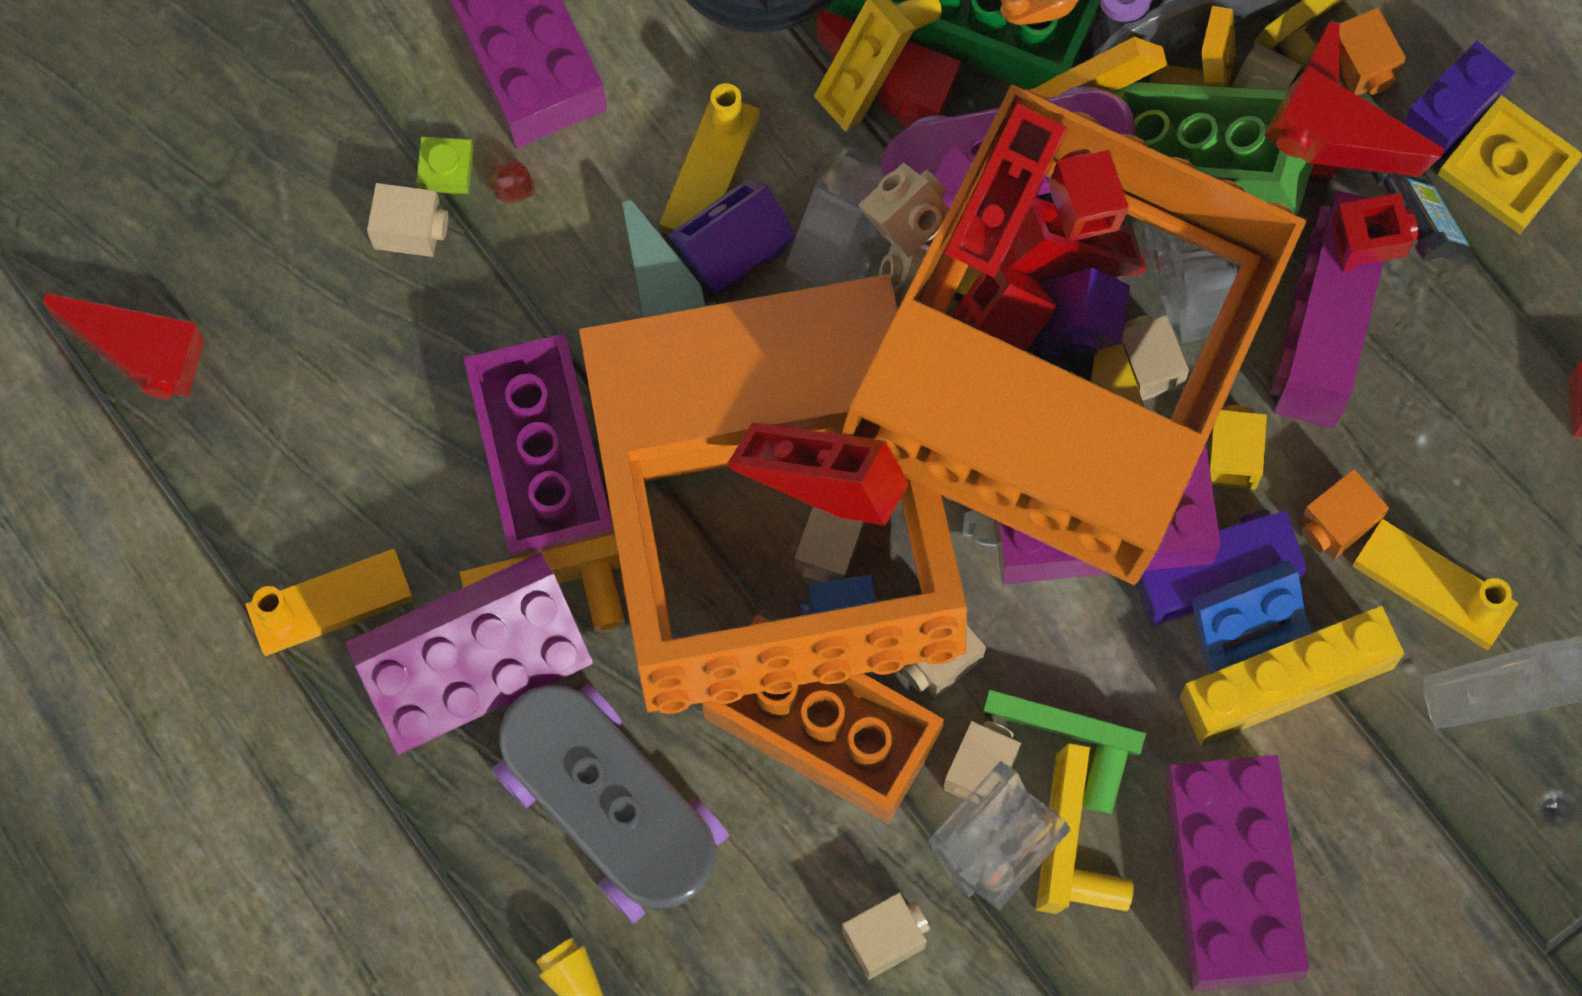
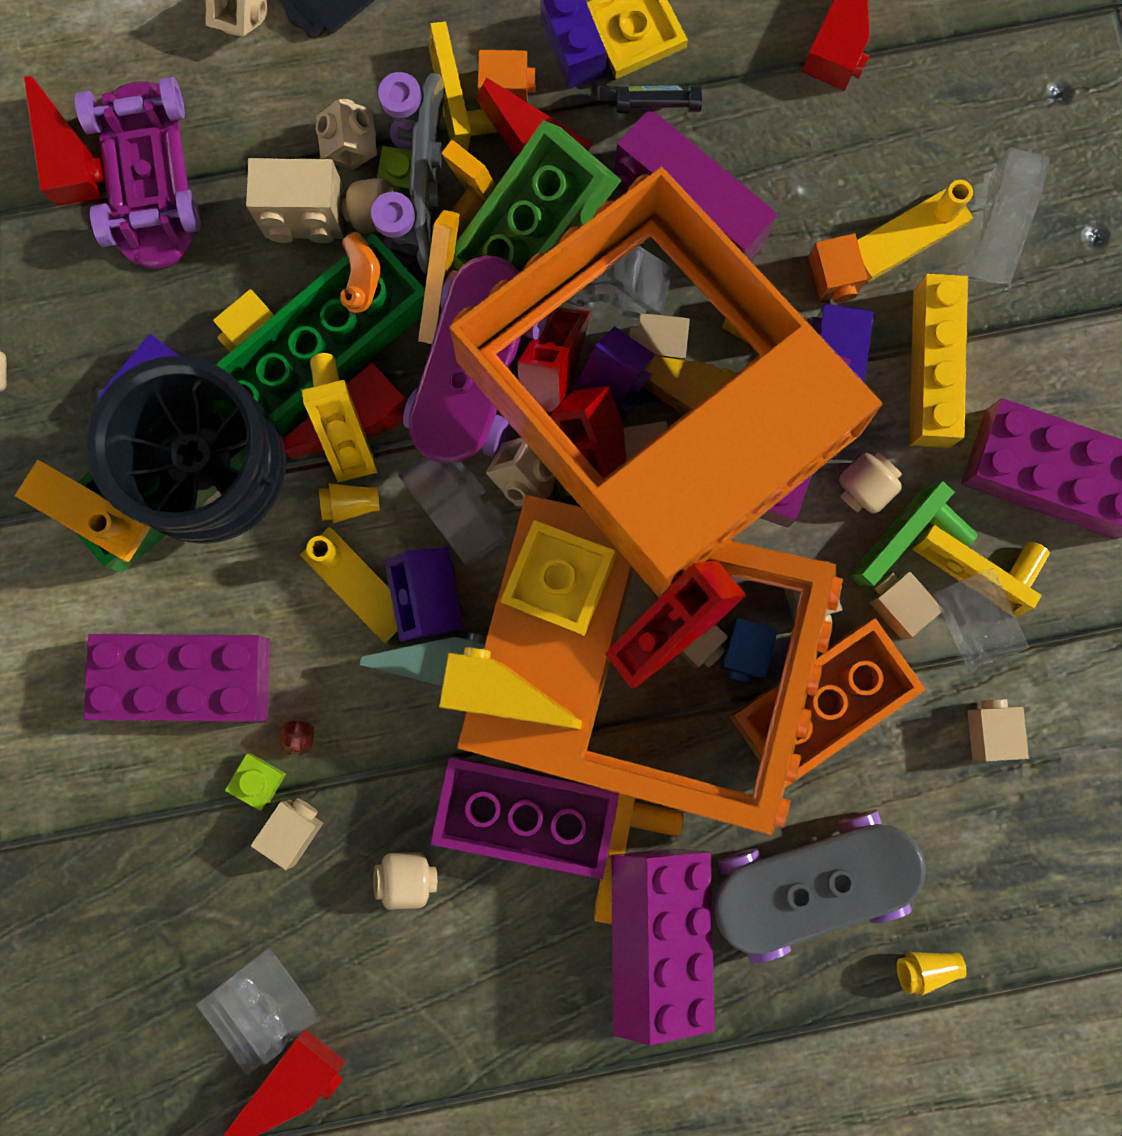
camera: 65 degrees left, 10 degrees up
(204, 278) = (258, 1011): none -> clear bracket
(327, 602) = (561, 1026): light orange piece -> none
(410, 361) = (404, 880): none -> tan head
(659, 331) = (490, 688): none -> yellow slope
(794, 111) = (346, 501): none -> yellow cone
(811, 339) = (559, 577): none -> yellow plate
(906, 208) = (485, 455): tan brick -> none
(1007, 189) = (541, 368): red slope -> none
(1088, 194) = (573, 312): red brick -> none
(1106, 662) = (870, 483): none -> tan head
(1248, 607) = (889, 365): blue plate -> none
(1266, 70) = (495, 150): tan brick -> none
(1340, 129) = (582, 114): red slope -> none
(1377, 214) = (666, 147): red brick -> none

